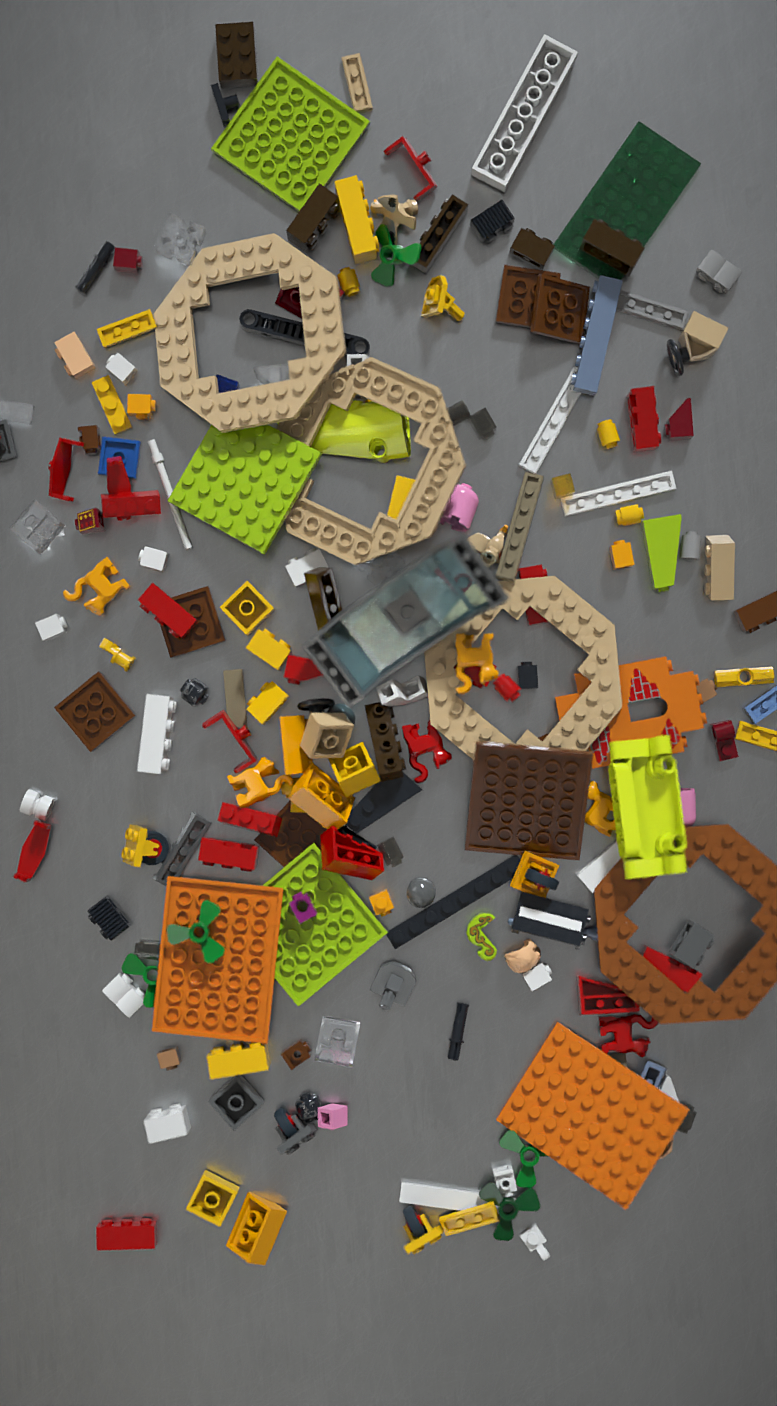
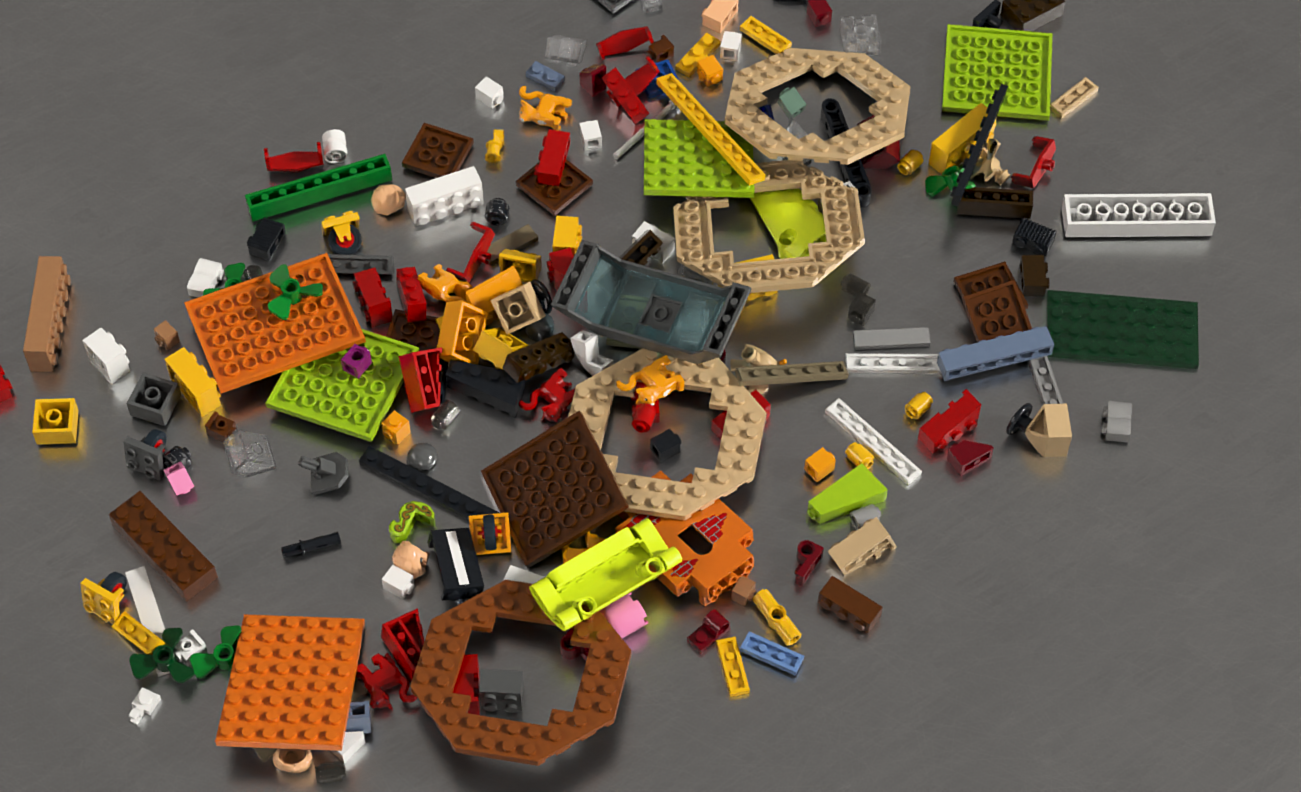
camera: 55 degrees right, 30 degrees down
(57, 563) = (545, 76): none -> sand blue plate
(79, 844) = (318, 187): none -> green brick
(90, 1158) = (46, 314): none -> medium nougat brick
(126, 785) = (388, 199): none -> light nougat hair
(221, 449) = (710, 129): none -> yellow plate
(241, 359) = (791, 102): none -> sand green brick
(247, 608) = (593, 211): yellow brick -> none
(256, 1229) = (43, 472): light orange slope -> none
(313, 218) = (940, 109): dark brown brick -> none
(380, 208) = (975, 150): none -> black plate
(392, 1159) = (163, 546): none -> reddish brown brick
(439, 300) = (941, 229): yellow piece -> none
(461, 508) = (777, 320): bright pink cylinder -> none
(524, 414) = (891, 338): none -> light grey tile
(562, 486) = (849, 391): clear yellow brick -> none
(612, 247) = (1075, 321): dark brown brick -> none
(713, 628) = (807, 562): none -> dark red plate

